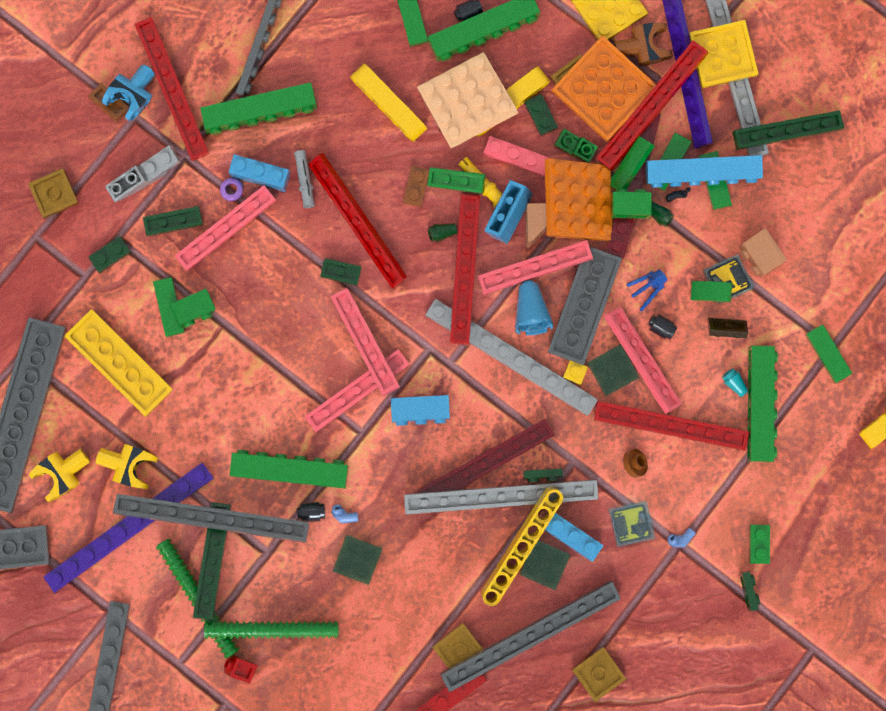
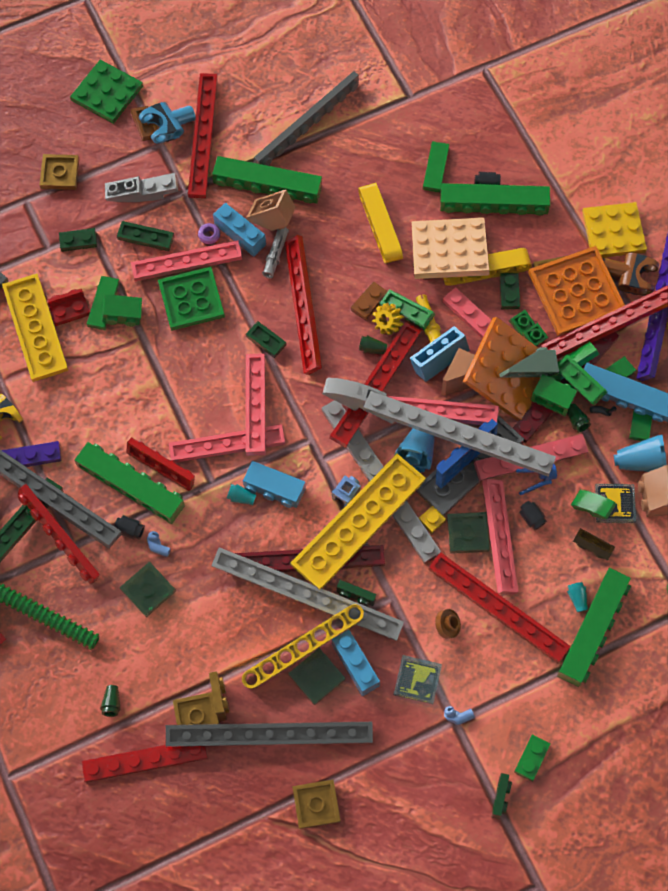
camera: 30 degrees right, 15 degrees down
(51, 84) = (106, 91): none -> green plate
(139, 327) = (68, 307): none -> red bracket
(245, 549) = (62, 540): none -> red plate
(250, 264) = (191, 298): none -> green plate
(281, 141) = (272, 211): none -> nougat slope
(314, 439) = (160, 464): none -> red plate
(378, 674) = (110, 703): none -> dark green cone
(394, 433) = (240, 495): none -> teal cone
(444, 199) = (381, 318): none -> yellow gear
(460, 293) = (350, 393): none -> light grey slope
(477, 631) = (220, 702): none -> pearl gold plate
(487, 383) = (346, 489): none -> medium blue window
(514, 409) = (358, 522): none -> yellow plate
(569, 291) = (459, 433): none -> light grey plate
(582, 294) = (460, 458): none -> blue plate
(601, 185) = (536, 364): none -> sand green slope
(636, 273) = (561, 448): none -> coral plate
(650, 180) = (581, 380): none -> green tile
(735, 224) = (642, 455): none -> dark azure cone

